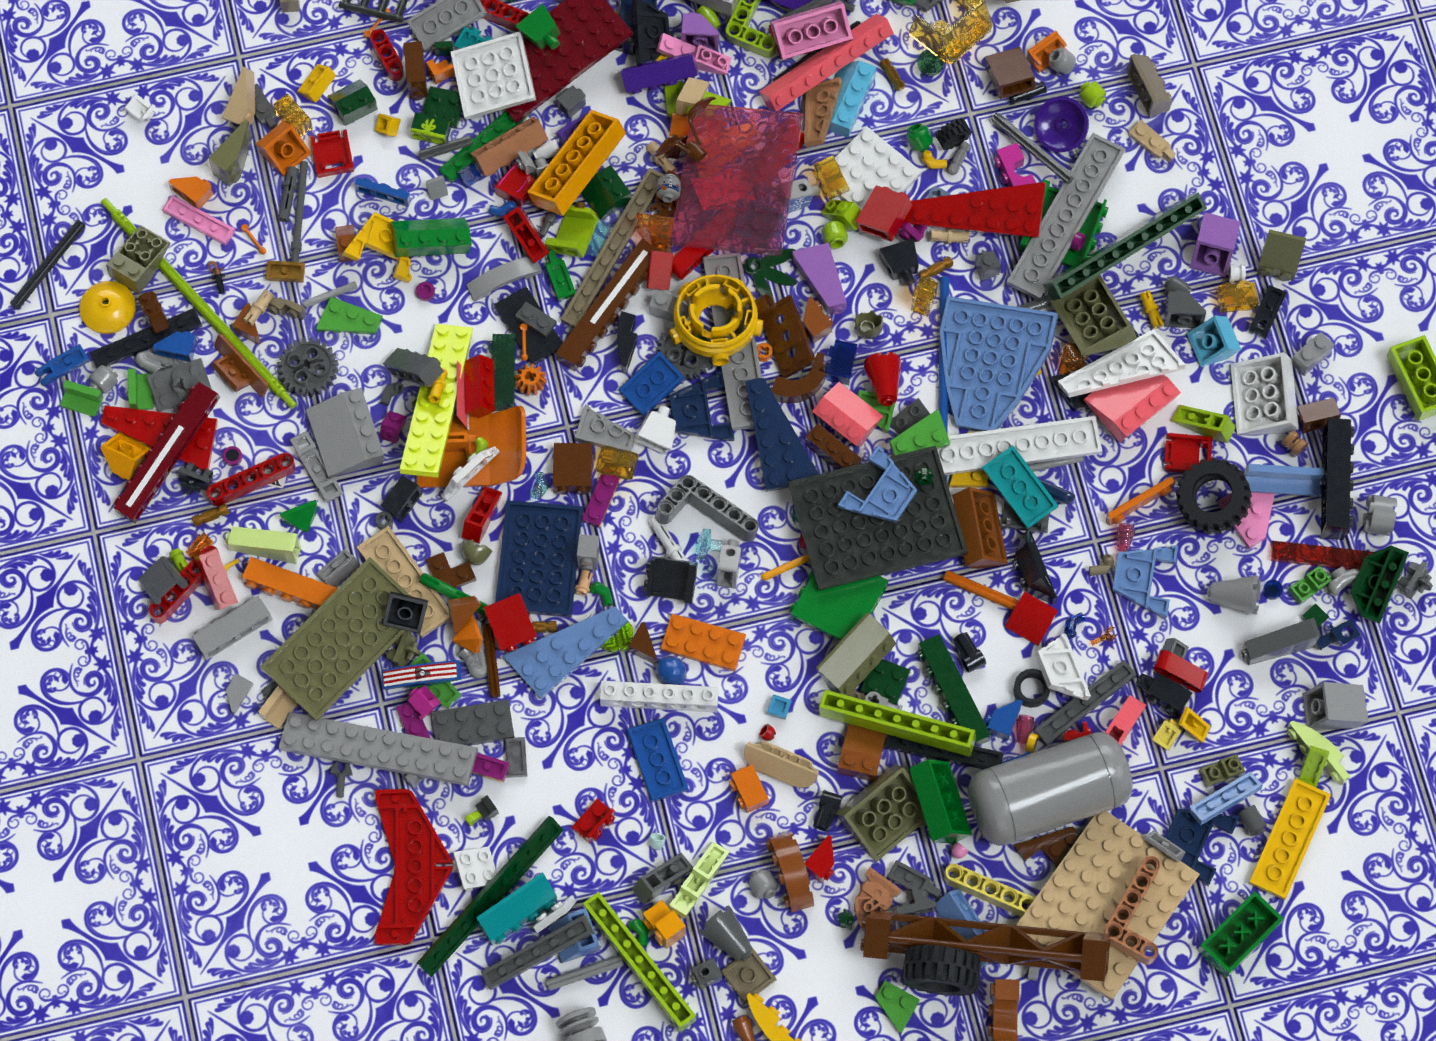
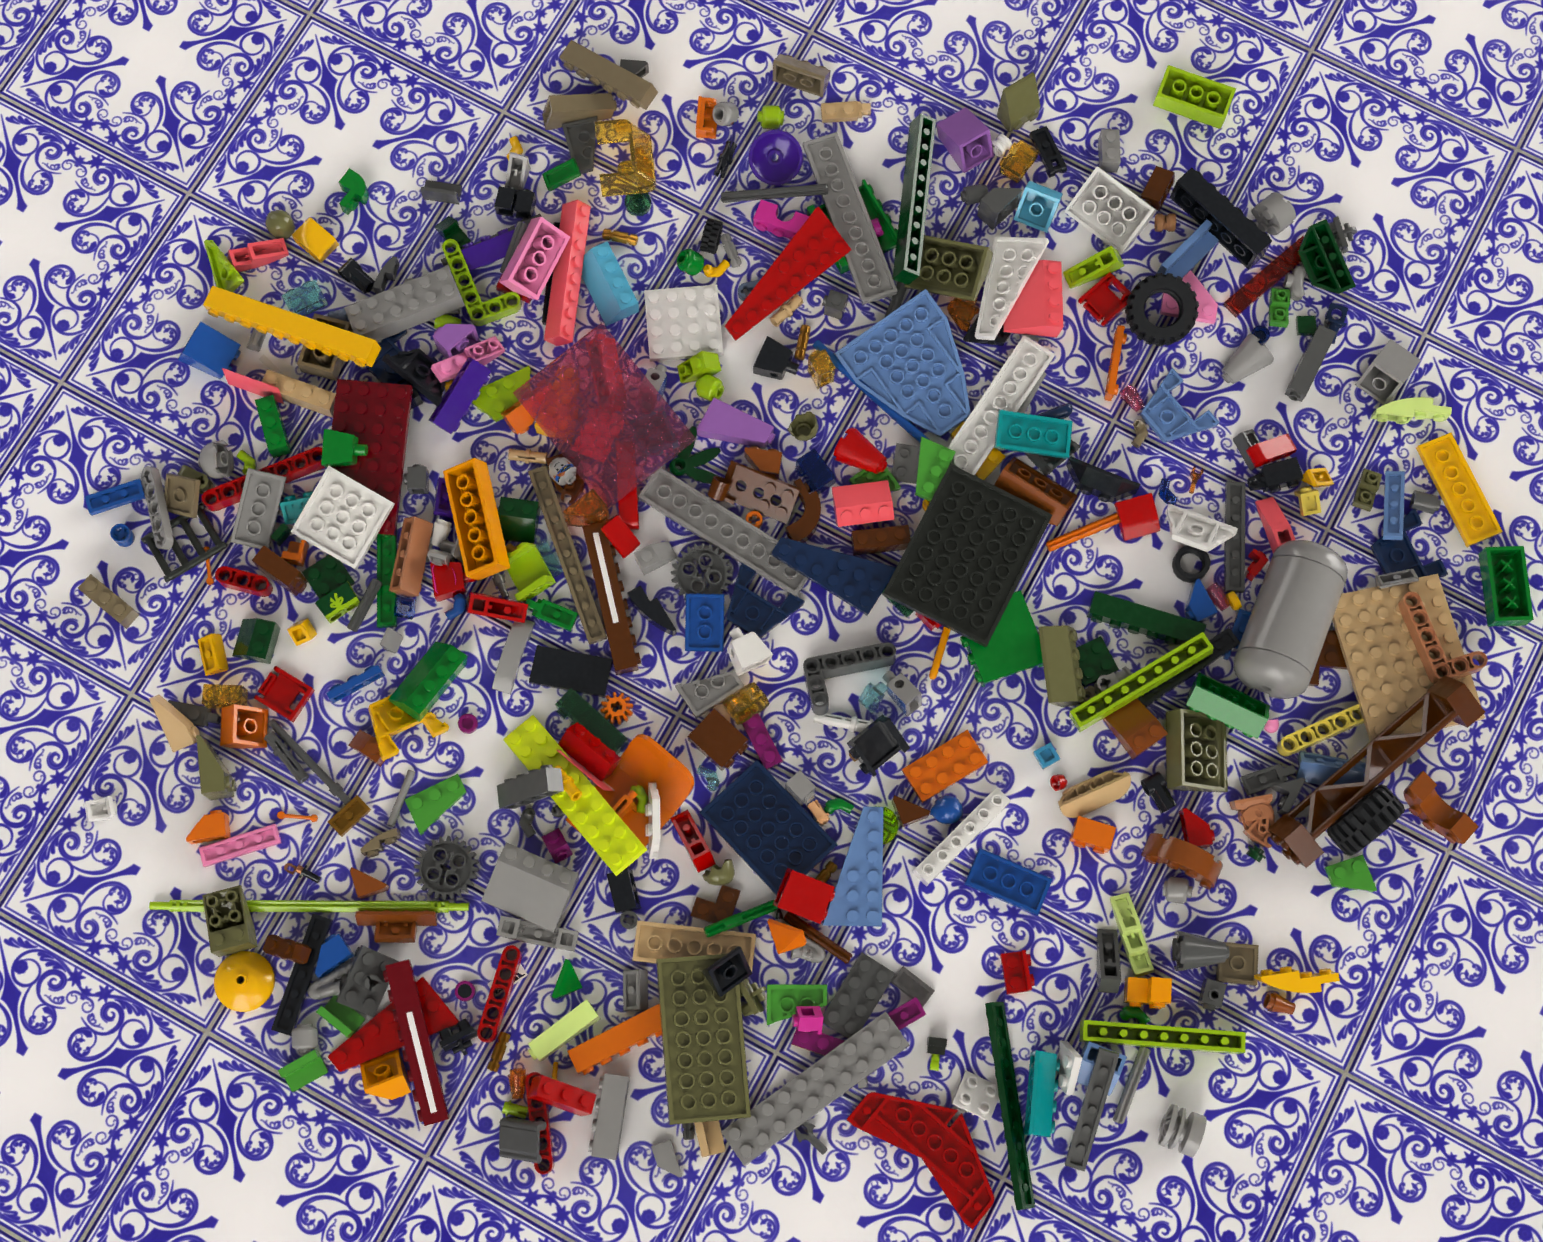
camera: 50 degrees left, 5 degrees up
(47, 264) = (161, 998): black axle -> none
(63, 364) = (260, 1059): blue hinge -> none
(258, 307) = (363, 863): tan pin -> none
(421, 674) = (786, 1002): slope -> none
(461, 610) = (762, 925): dark orange slope -> none
(523, 327) = (569, 676): orange hinge -> none
(536, 319) = (572, 661): dark grey plate -> none
(657, 841) = (1073, 938): light aqua hinge -> none
(673, 149) = (554, 425): reddish brown plant -> none
(690, 94) = (503, 387): tan panel -> none
(705, 293) = (691, 507): yellow piece -> none
(819, 110) = (599, 308): medium nougat wing -> none
(831, 178) = (664, 350): clear yellow brick -> none
(884, 213) = (730, 338): red brick -> none
(889, 495) = (962, 531): medium blue wing -> none
(908, 231) = (758, 333): magenta bracket -> none
(923, 476) = (970, 493): dark green plate -> none
(971, 656) = (1129, 584): black piece -> none
(1010, 72) = (700, 155): reddish brown brick -> none
(1151, 309) = (974, 225): yellow pin -> none
(1313, 765) = (1421, 425): lime plate -> none

